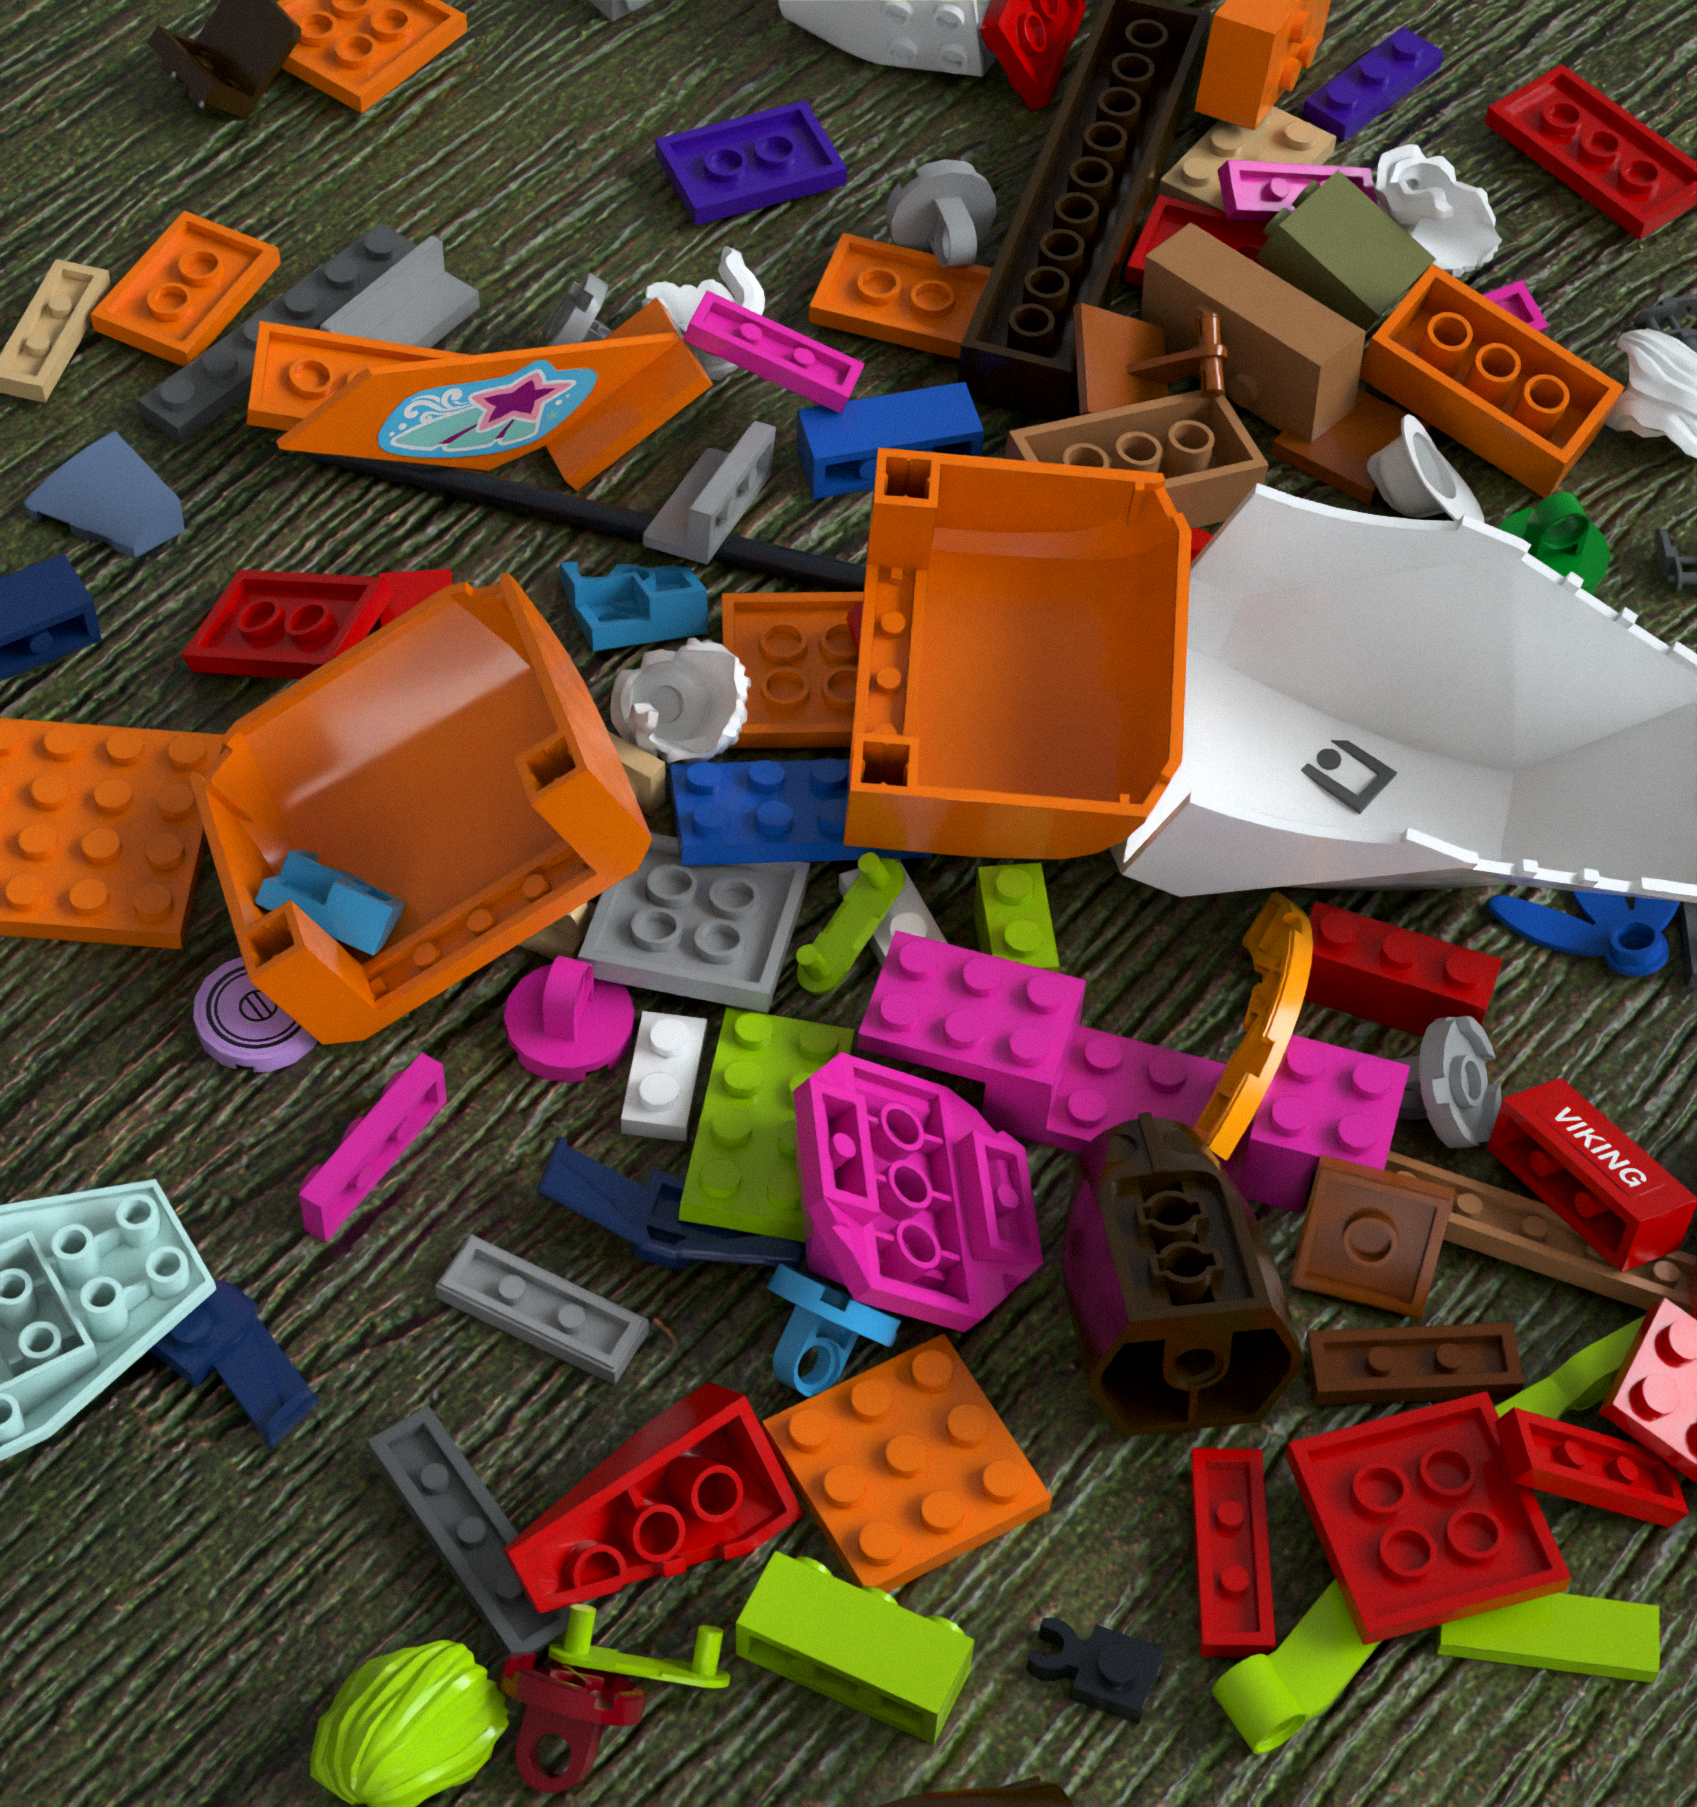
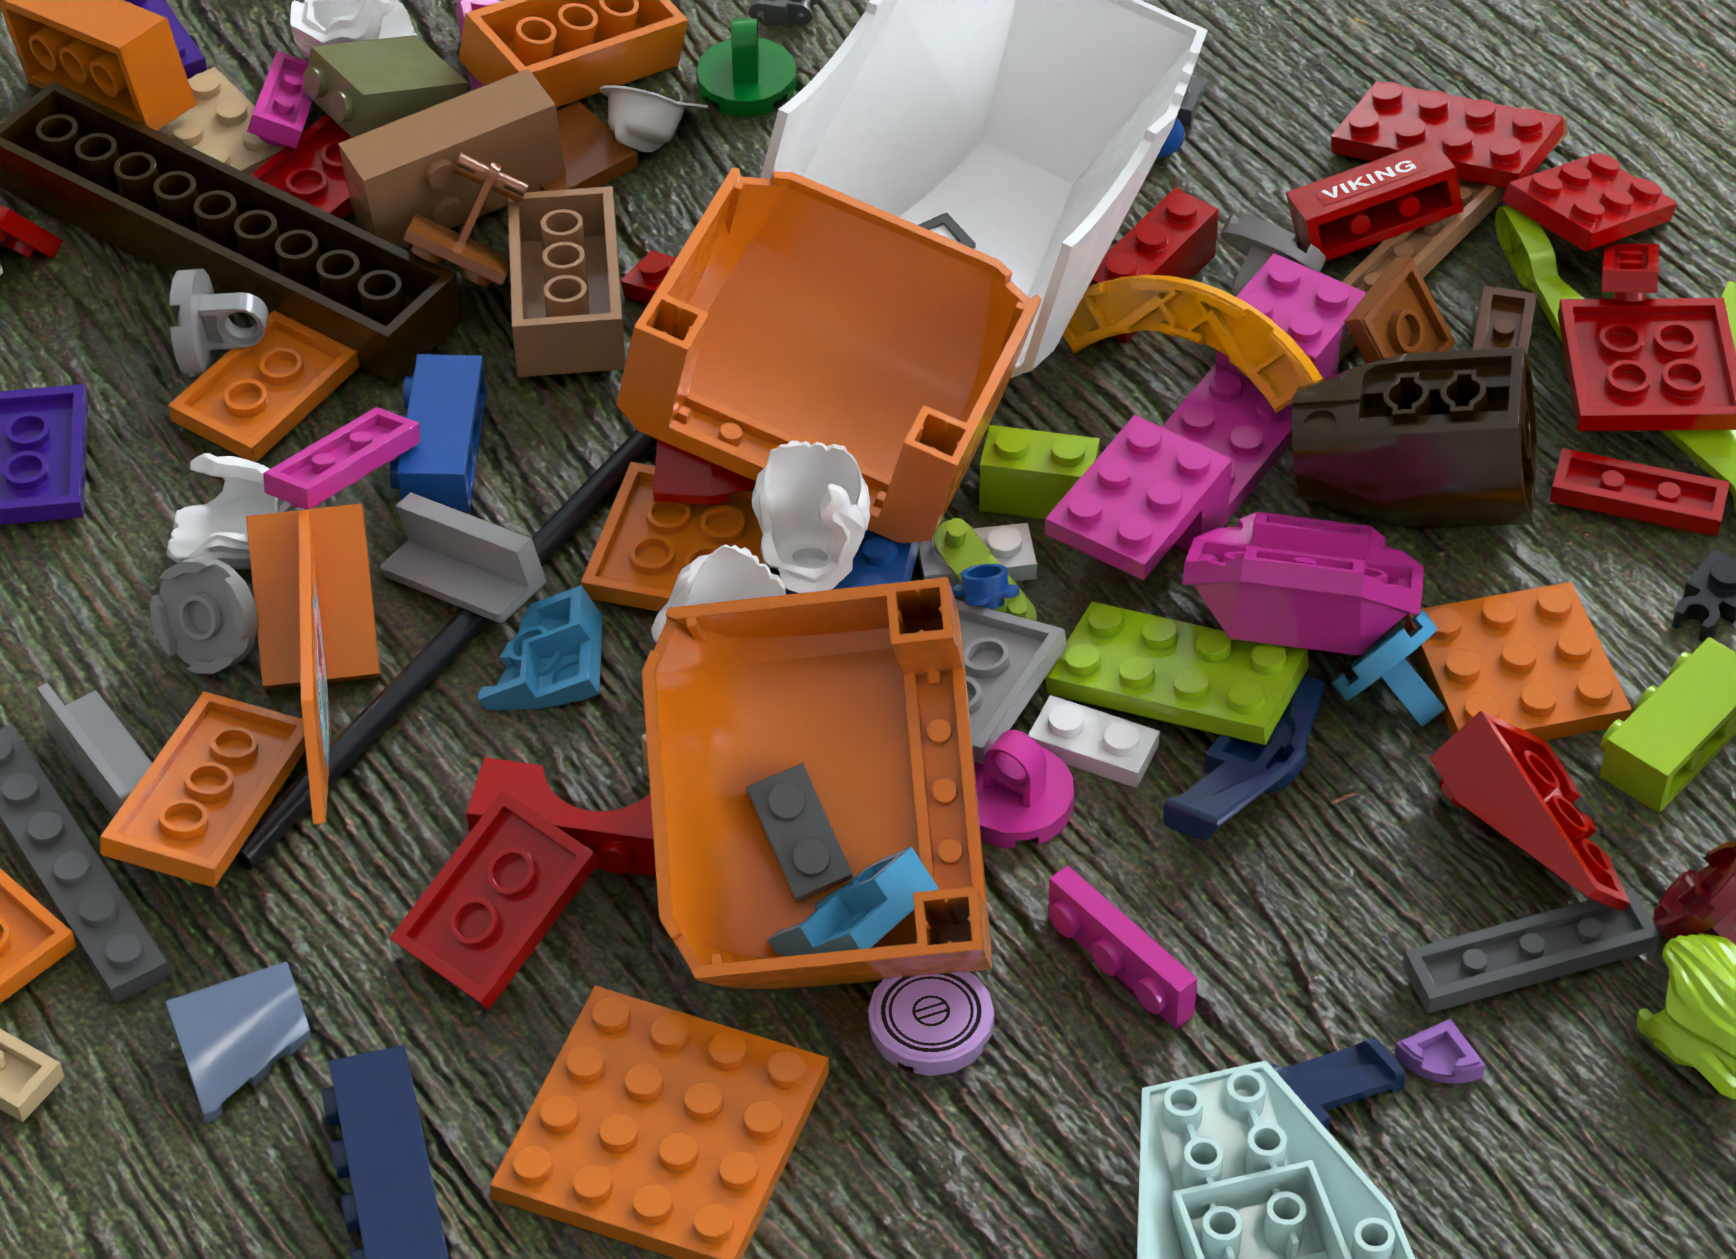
camera: 70 degrees left, 5 degrees down
(319, 1476) = (1440, 1055): none -> medium lavender tile
(407, 823) = (799, 832): none -> dark grey plate
(542, 1309) = (1309, 870): light grey tile -> none
(700, 1672) = (1674, 856): lime piece -> none
(808, 722) = (811, 514): none -> white hair
(818, 918) = (985, 586): none -> blue plate

